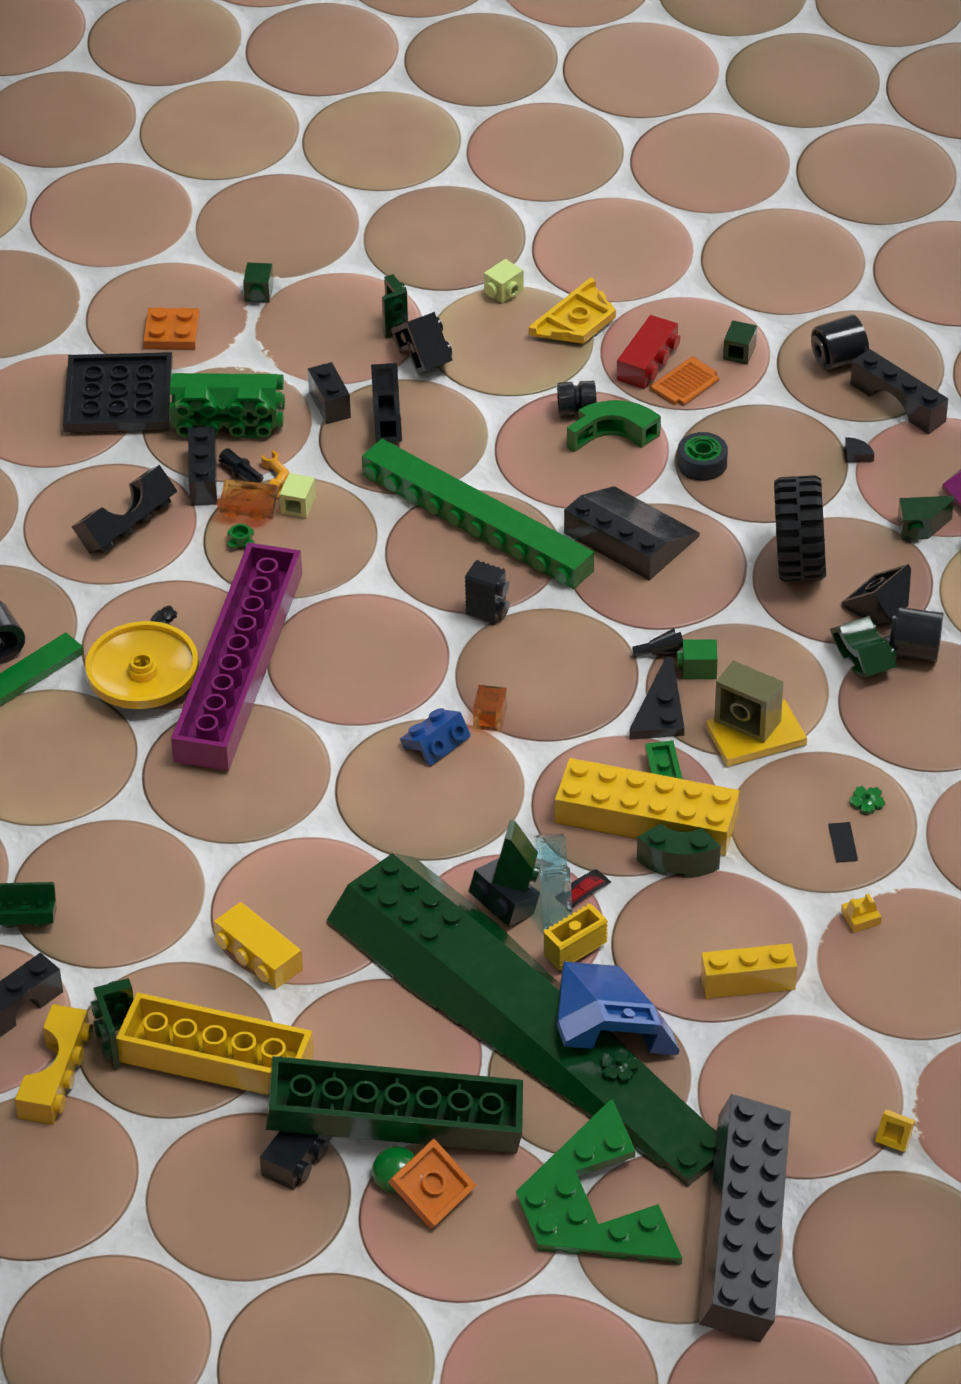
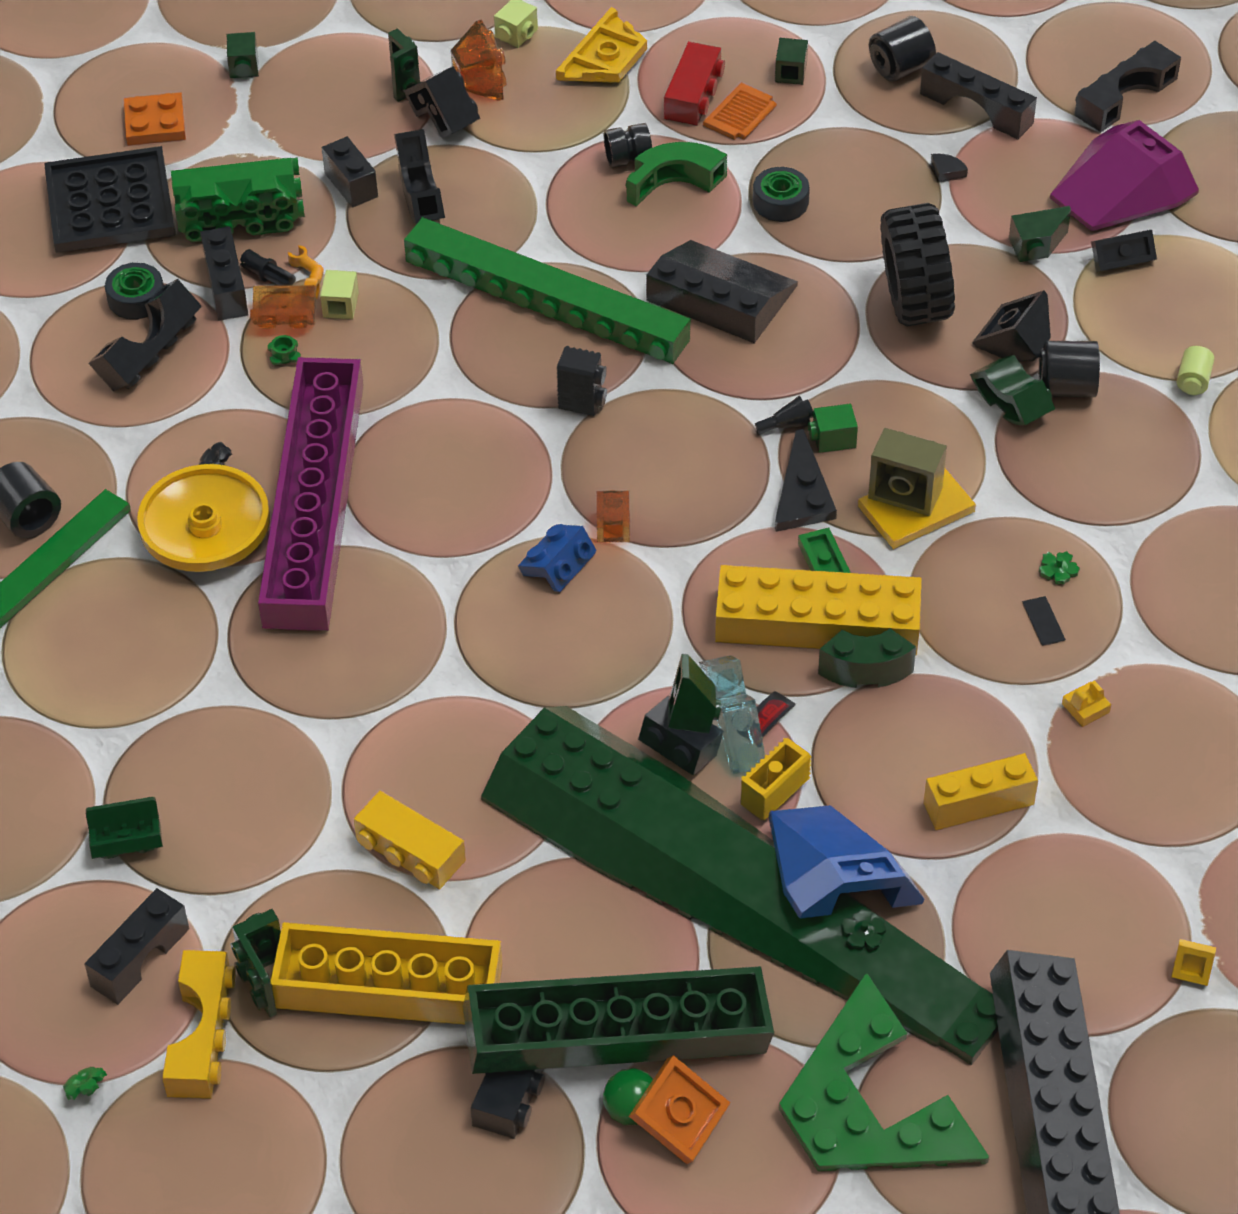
camera: 10 degrees left, 5 degrees up
(120, 468) = (131, 288): none -> wheel
(461, 312) = (480, 62): none -> clear orange slope

